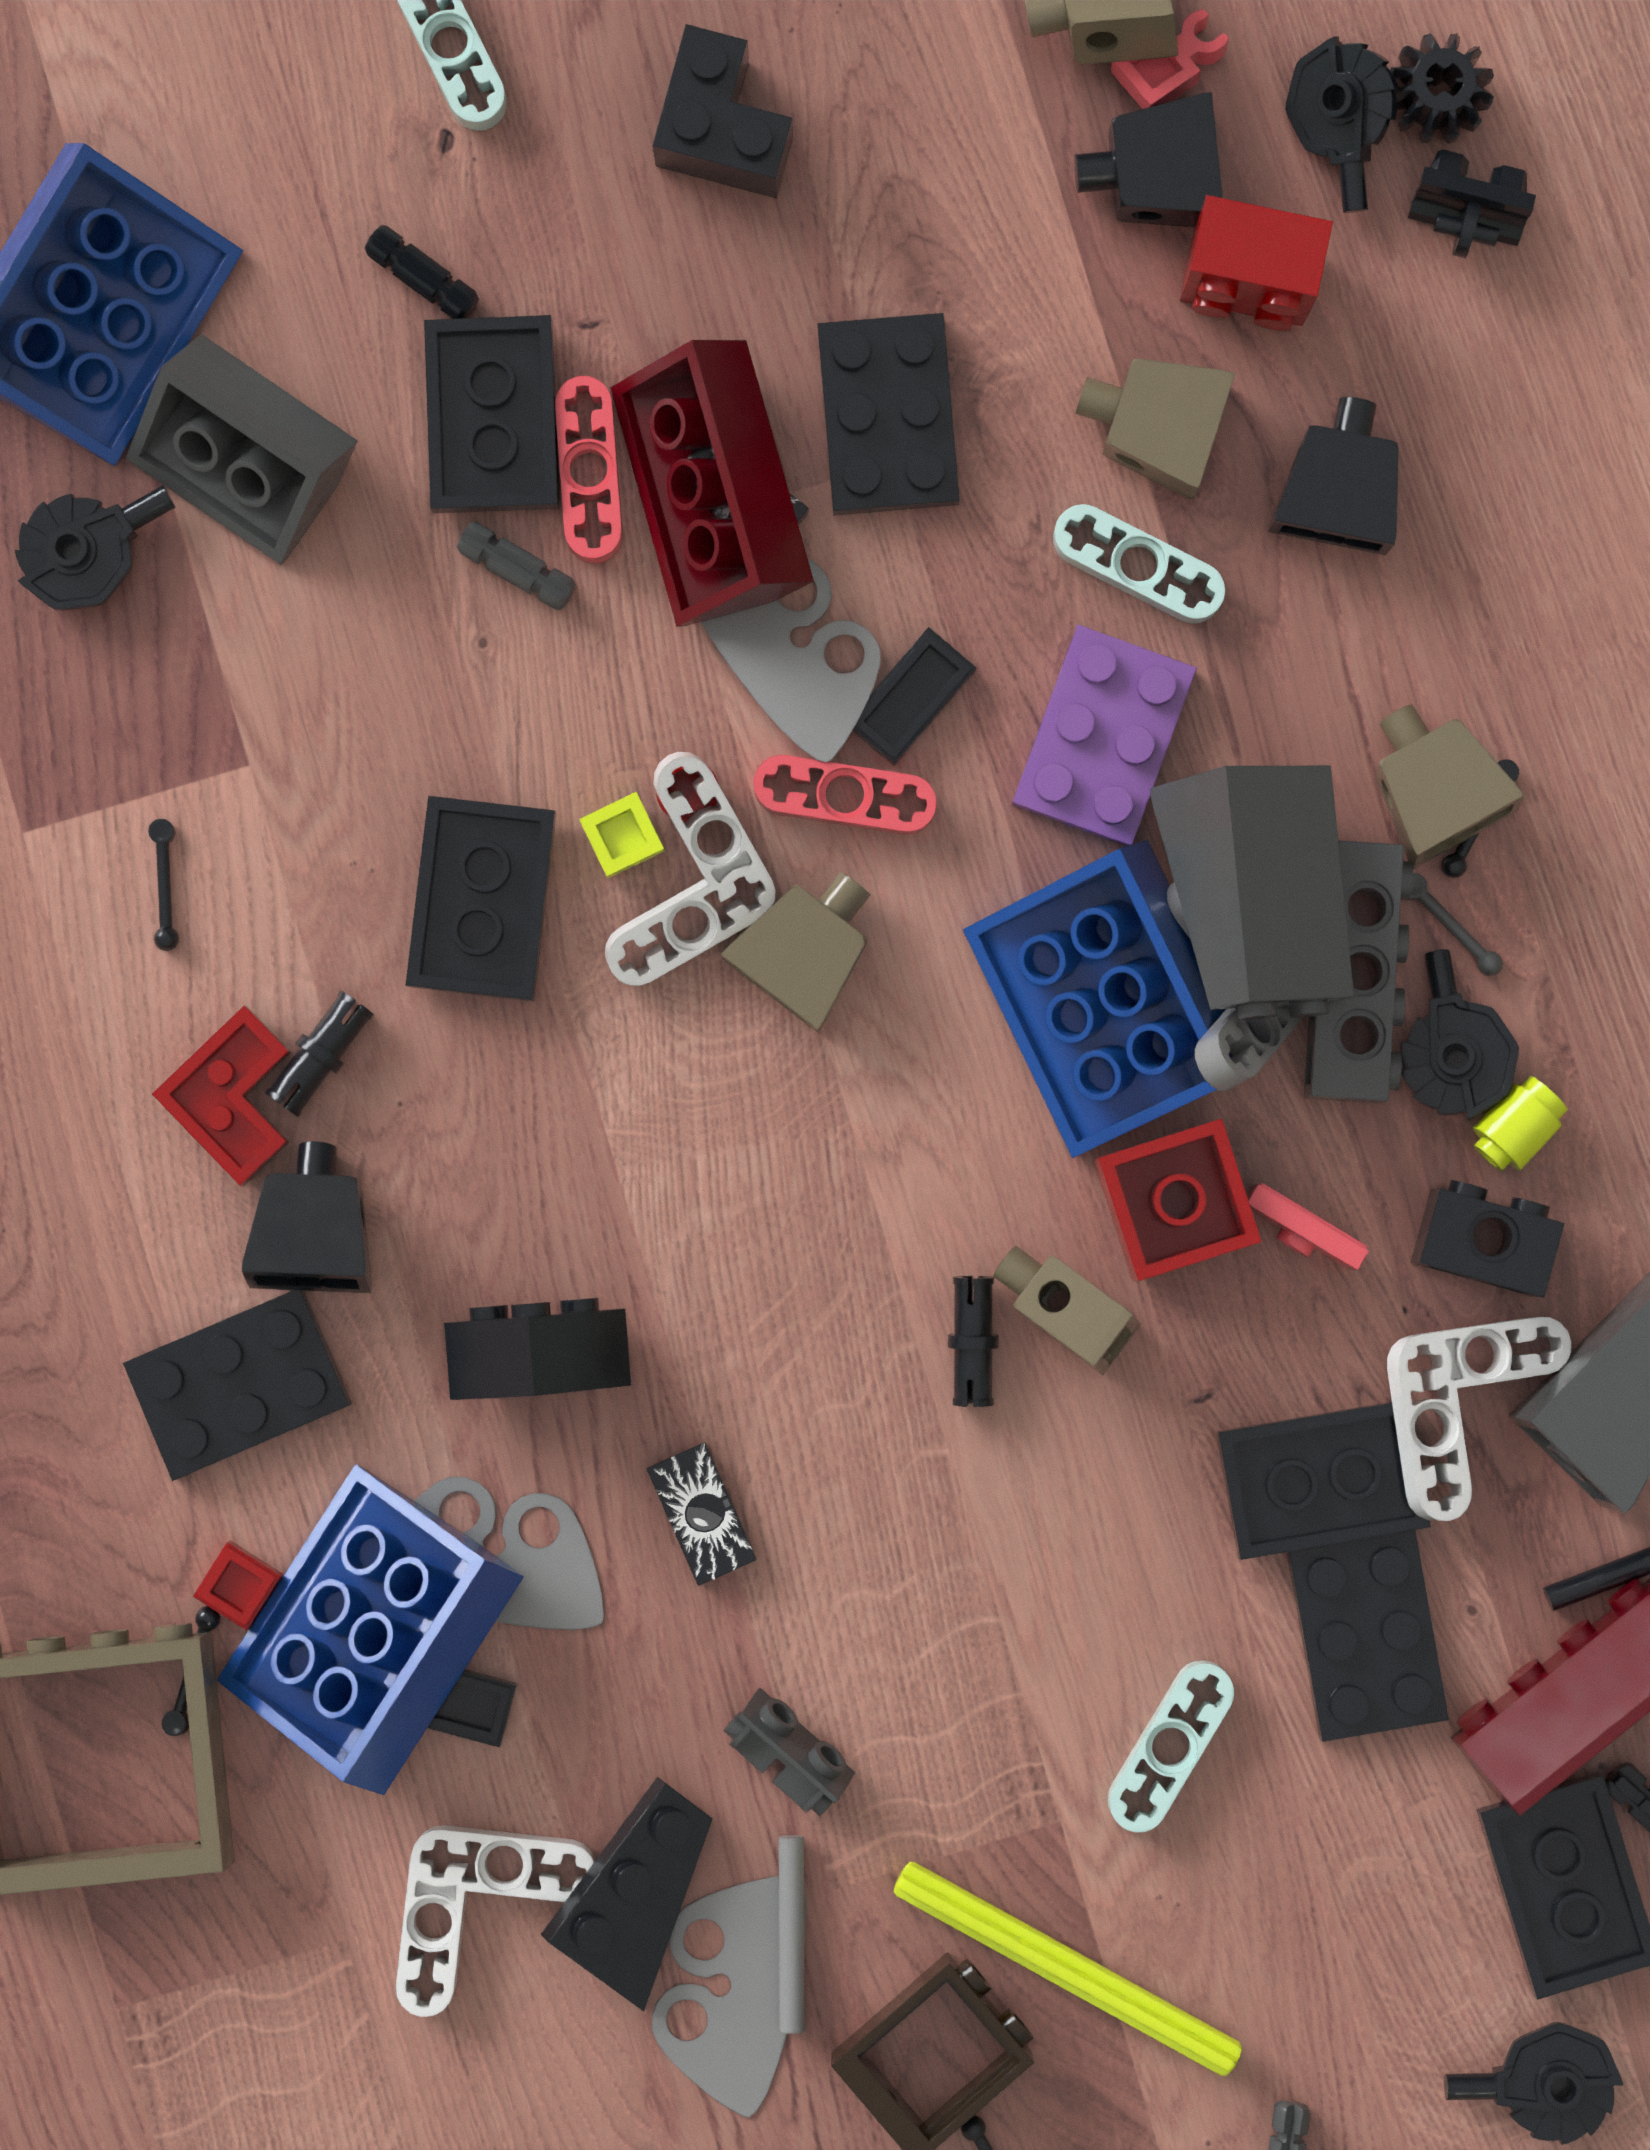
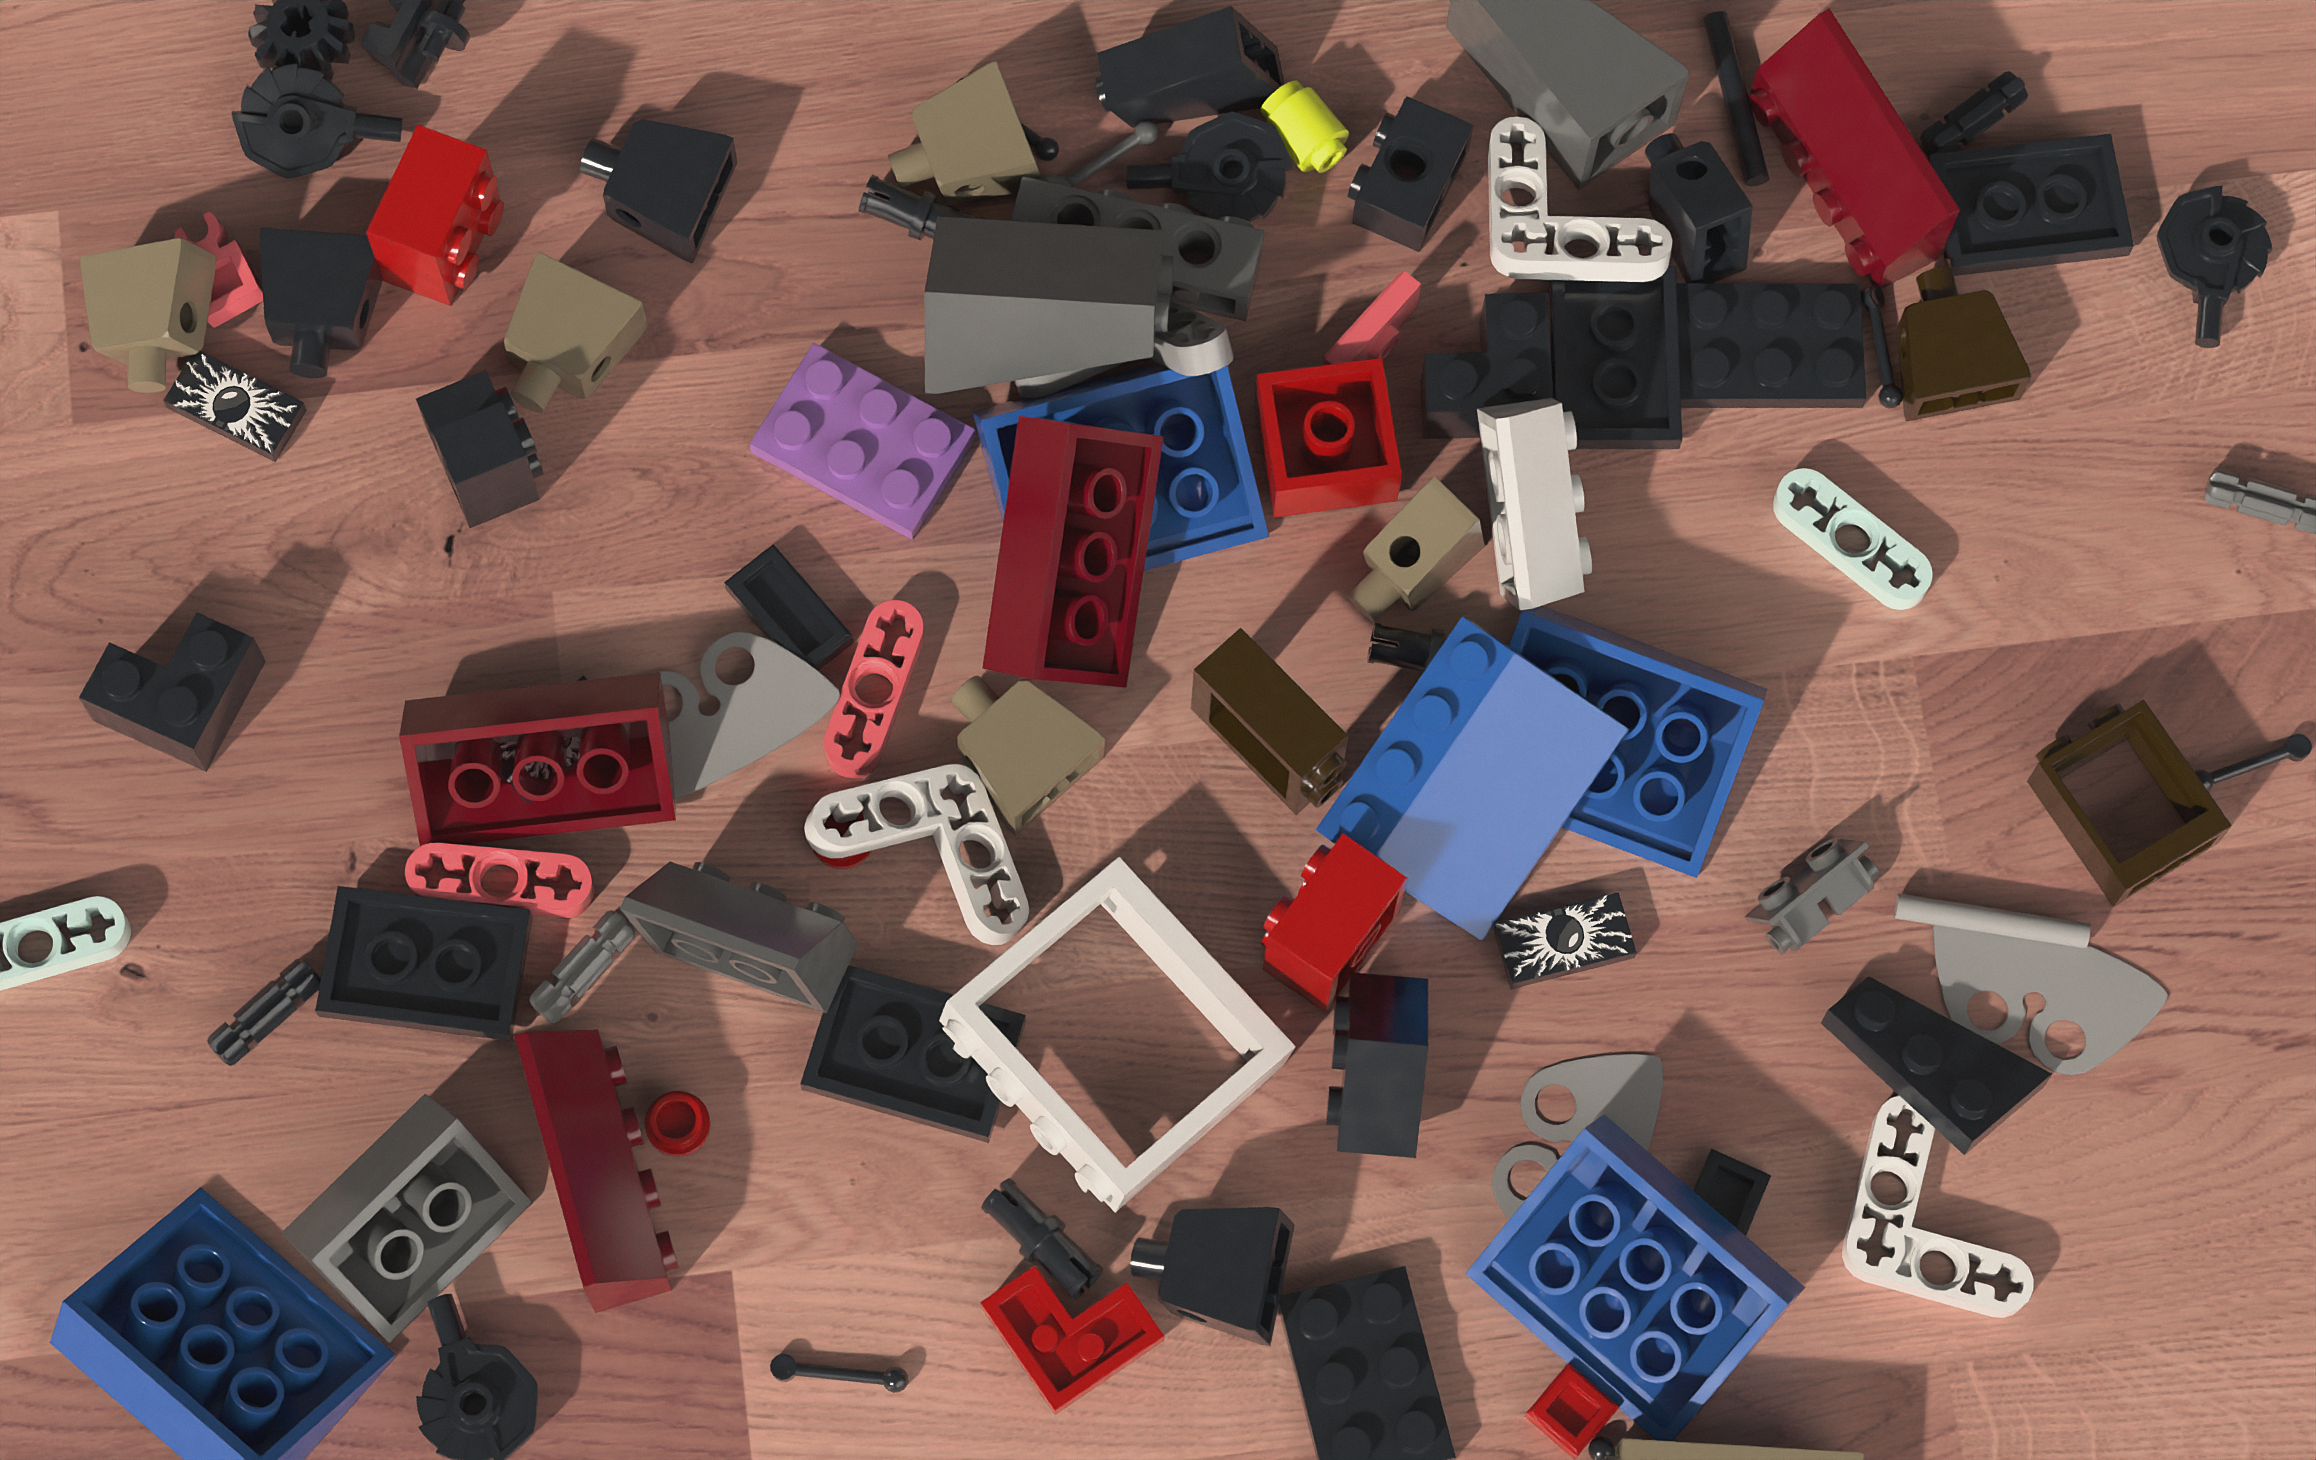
camera: 85 degrees left, 15 degrees down
(309, 615) = (595, 1167): none -> dark red slope
(376, 686) = (677, 1124): none -> red plate
(561, 711) = (743, 932): none -> dark grey slope
(601, 1157) = (1193, 973): none -> white window
(622, 835) = (875, 904): neon yellow plate -> none
(665, 1283) = (1332, 921): none -> red brick
(836, 1399) = (1474, 777): none -> slope
(860, 1190) = (1270, 722): none -> dark brown window
(888, 414) = (504, 588): black plate -> none
(915, 1533) = (1683, 742): none -> blue slope
(1003, 964) = (1072, 552): none -> dark red slope
(1020, 356) = (482, 447): none -> black brick
(1032, 110) = (235, 405): none -> tile
(1068, 1968) = (2054, 669): neon yellow axle -> none
(1088, 559) = (660, 404): light aqua beam -> none
(1134, 1419) = (1534, 501): none -> white slope
(1266, 1373) = (1508, 370): none -> black brick
(1356, 749) = (906, 207): none -> black pin
(1391, 1826) = (1956, 350): none -> dark brown torso
(1434, 1735) = (1873, 300): none -> black hinge
(1497, 1540) = (1700, 209): none -> black torso
(1557, 998) = (1190, 71): none -> black slope

